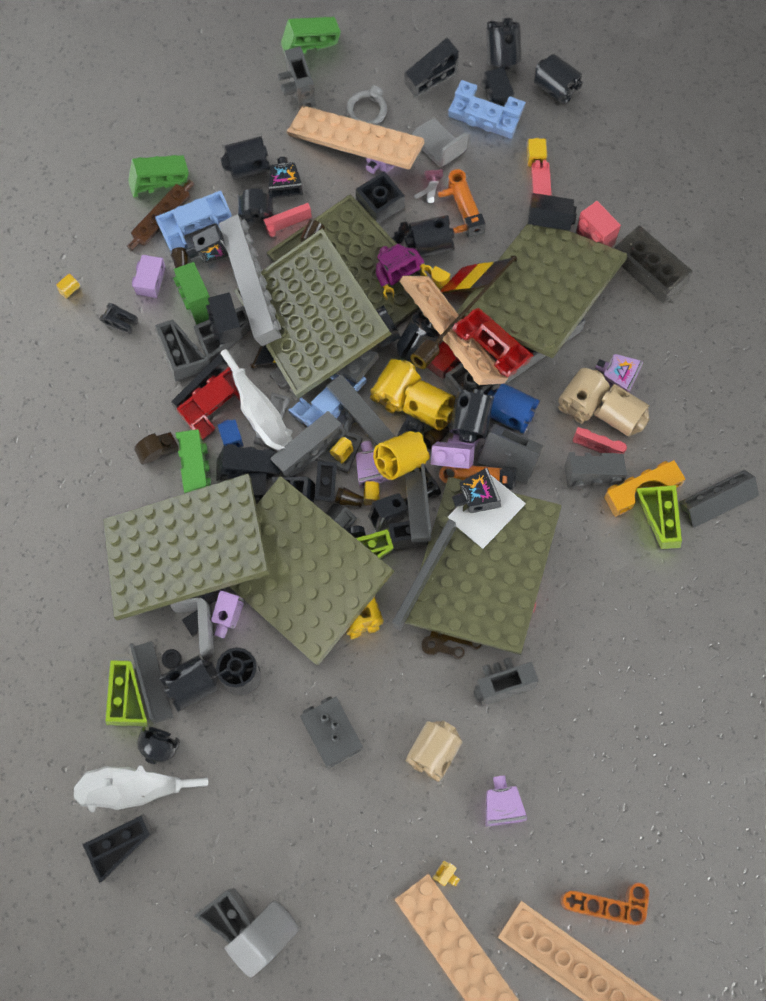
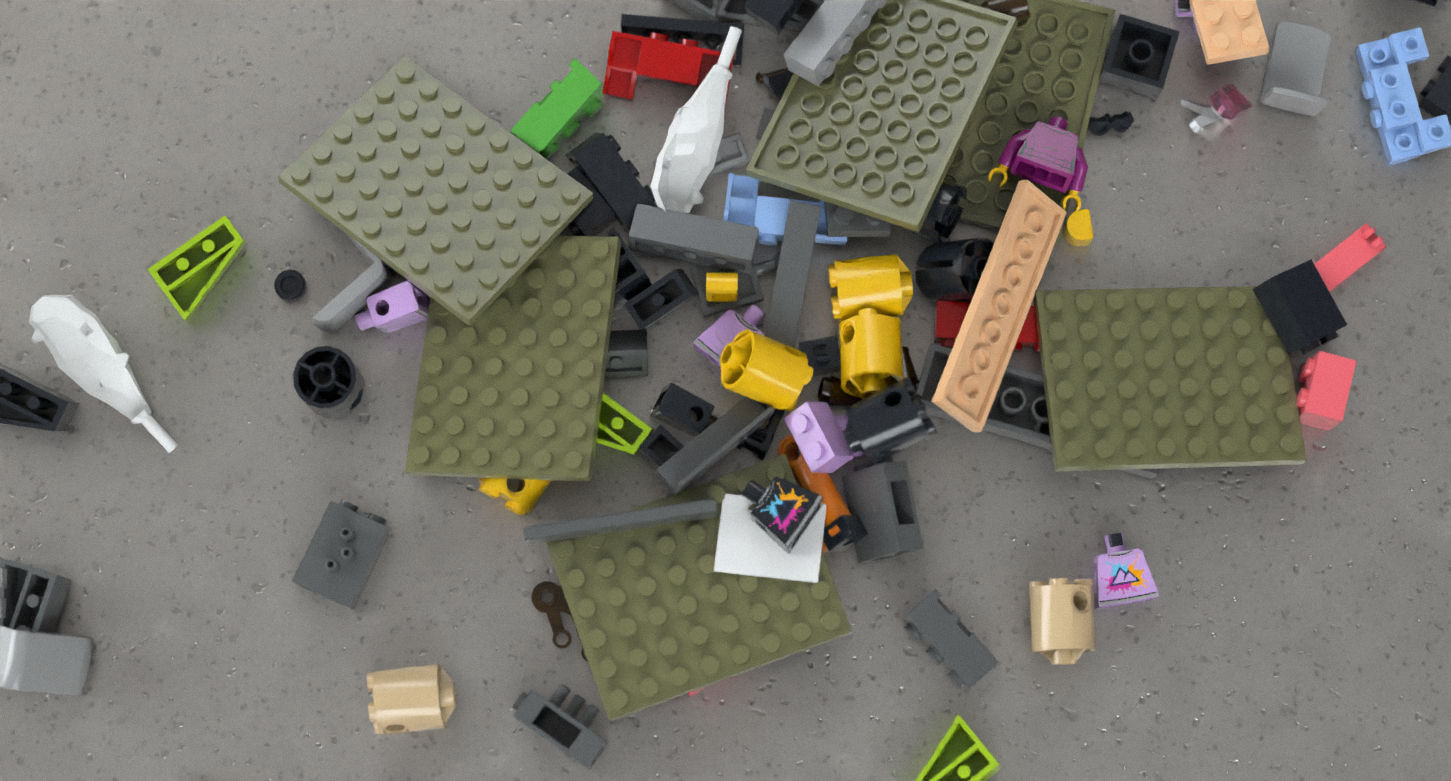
camera: 50 degrees right, 10 degrees up
(151, 685) = (243, 283): dark grey panel -> none
(153, 446) = (548, 43): dark brown brick -> none
(156, 745) = (170, 353): black cylinder -> none
(190, 682) = (271, 332): black cylinder -> none
(191, 623) = (350, 272): black tile -> none
(230, 433) = (637, 125): blue brick -> none
(348, 498) = (666, 344): dark brown cone -> none
(357, 531) = (624, 389): black tile -> none
(371, 492) = (695, 369): yellow brick -> none
(430, 236) = (1128, 170): black cylinder -> none
(466, 279) = (1105, 271): flag -> none
(473, 221) = (1225, 178): orange piece -> none
(495, 340) = (1023, 374): red bracket -> none
(513, 407) = (953, 465): blue cylinder -> none
(536, 150) = (1389, 216): yellow brick -> none
(583, 394) = (1058, 546): tan cylinder -> none
(598, 442) = (995, 620): coral hinge -> none
(622, 497) = (1011, 742): light orange arch -> none
(653, 264) = (1326, 505): clear smoke brick -> none

